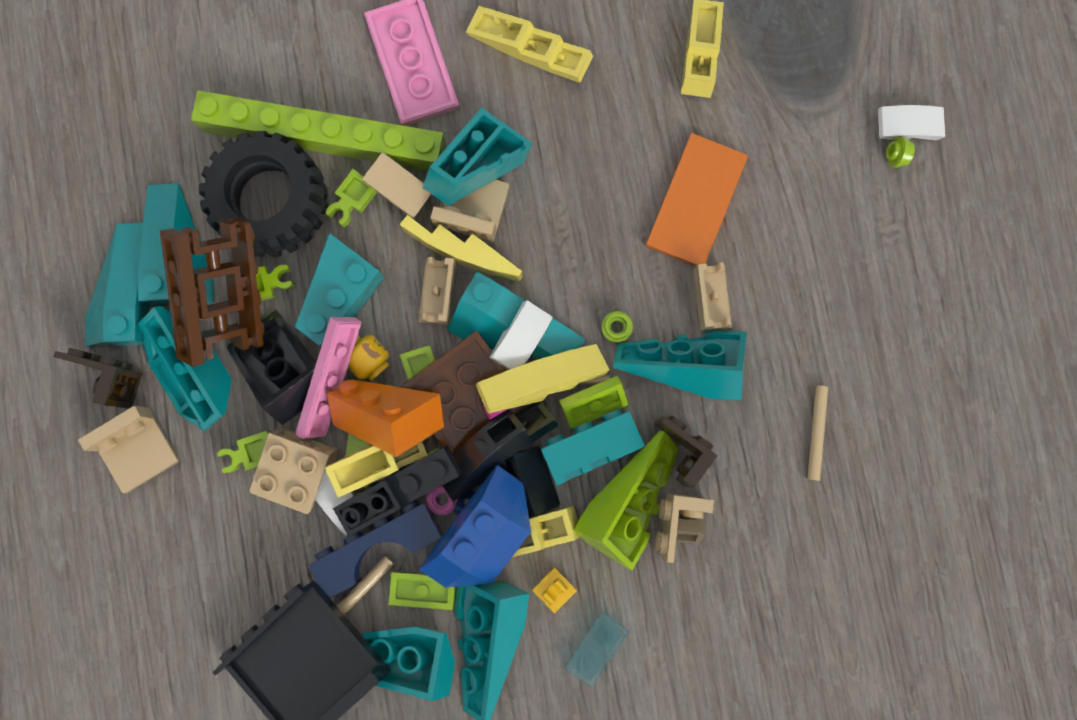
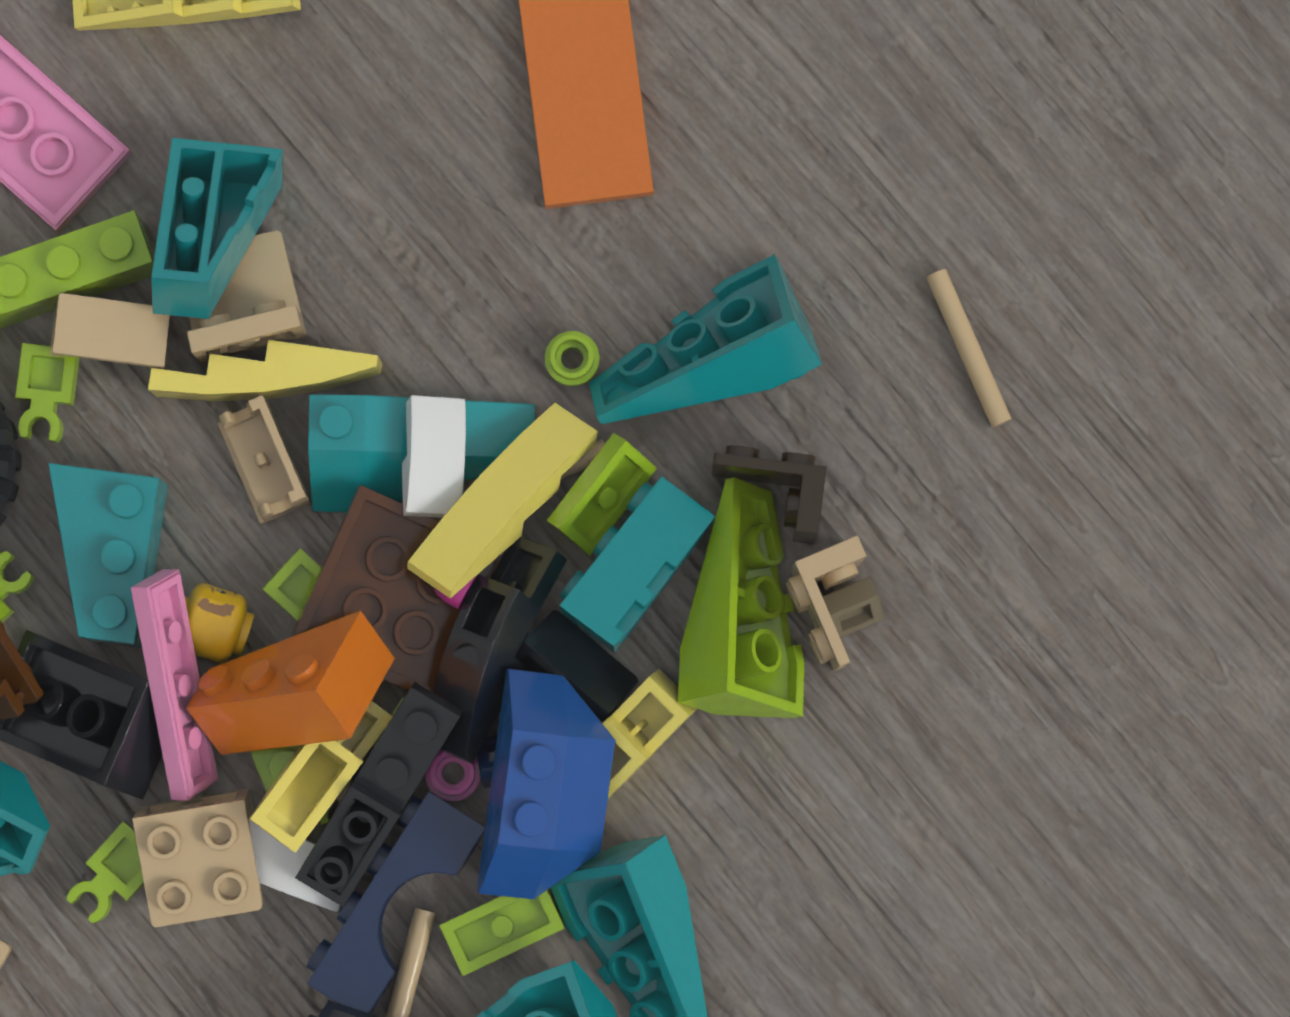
camera: 30 degrees left, 0 degrees up
(554, 590) = (702, 812): yellow tile -> none
(596, 649) = (816, 865): clear light blue slope -> none
(712, 297) = (693, 230): tan hinge -> none

